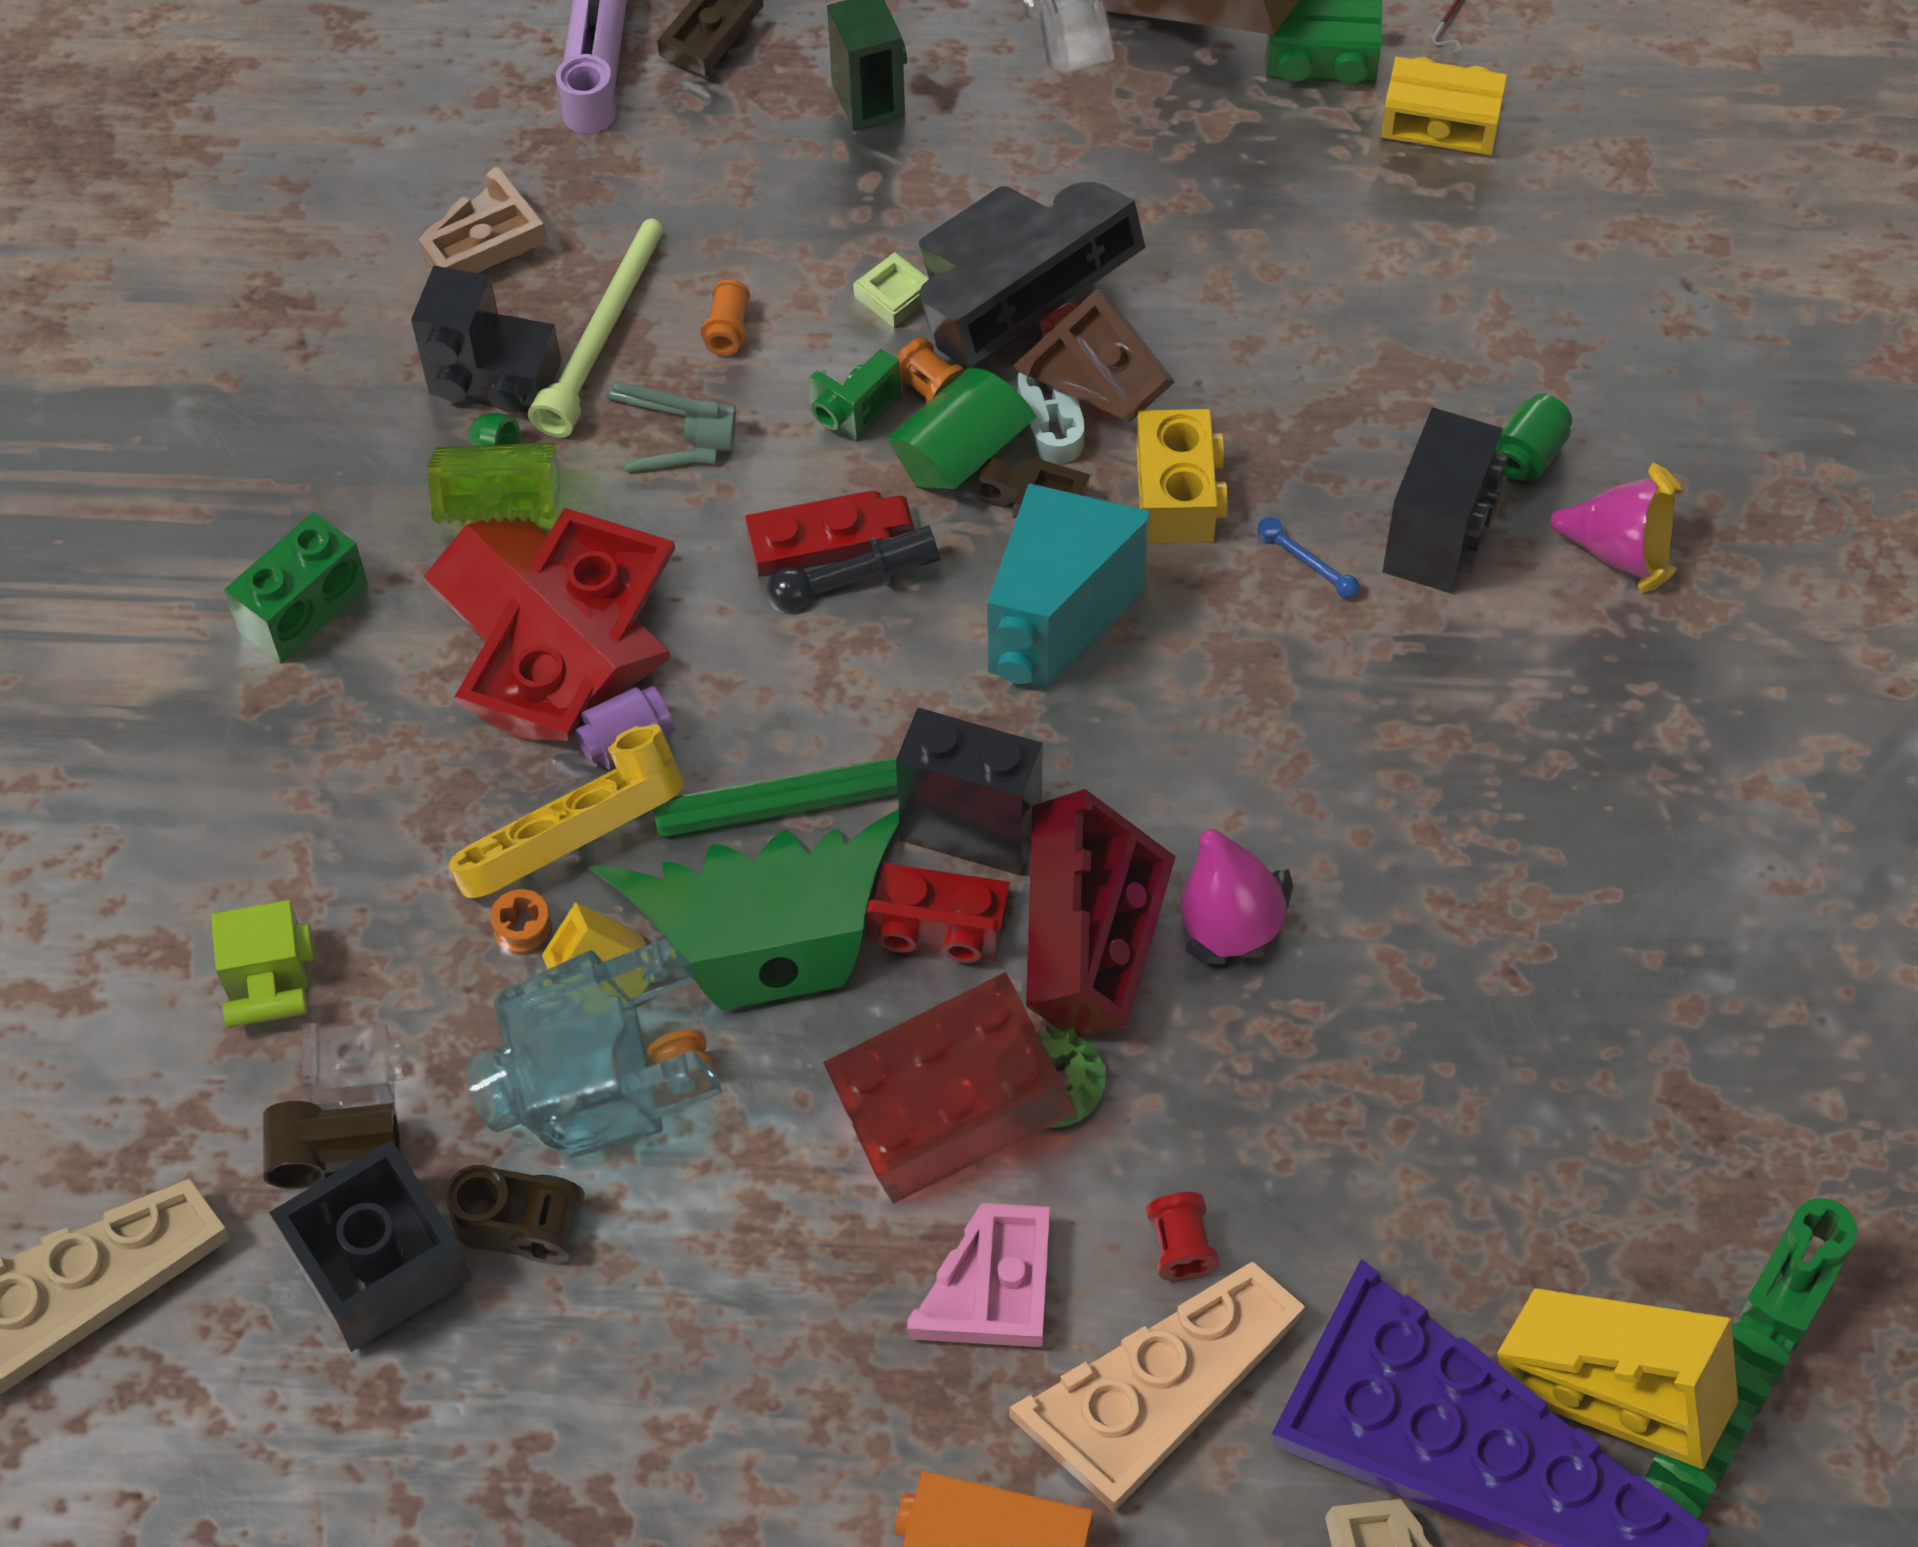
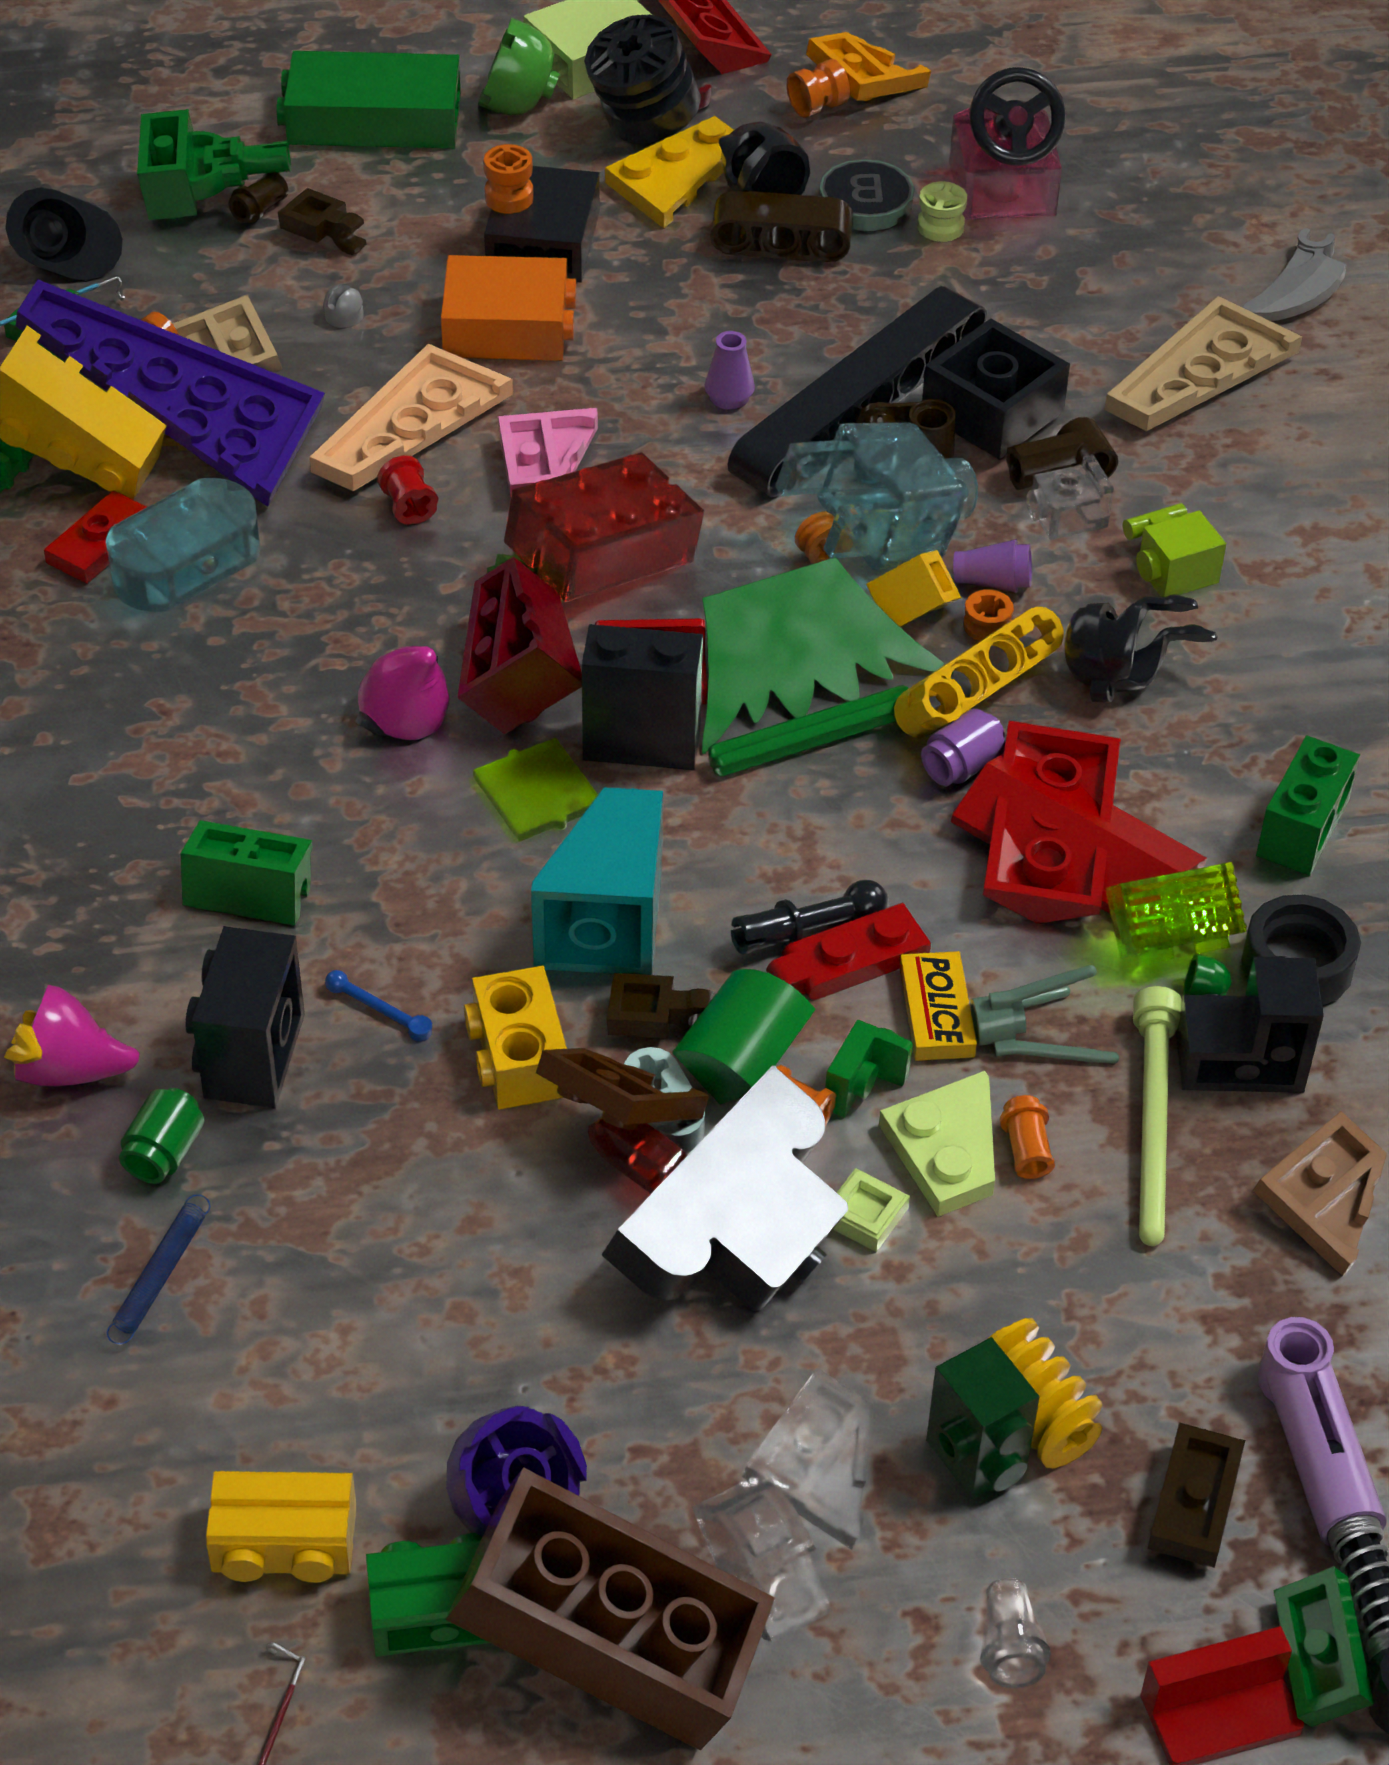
camera: 165 degrees right, 10 degrees down
(379, 410) = (1311, 919): none -> black tyre
(412, 814) = (1103, 644): none -> black hair
(475, 975) = (995, 566): none -> medium lavender cone
(535, 1317) = (877, 371): none -> black beam
(709, 1366) = (730, 373): none -> medium lavender cone
(759, 461) = (937, 1006): none -> yellow tile
(797, 336) = (946, 1142): none -> yellowish green wing
(809, 101) = (1063, 1421): none -> yellow piece
(1001, 95) = (820, 1456): none -> clear wing
(1110, 769) = (536, 788): none -> clear neon green piece
(1257, 87) = (496, 1450): none -> dark purple cylinder
(1433, 694) = (245, 872): none -> green hinge
(1480, 1189) = (183, 544): none -> clear light blue brick
(1538, 341) = (187, 1222): none -> blue piece
(1588, 1243) = (82, 546): none -> red plate

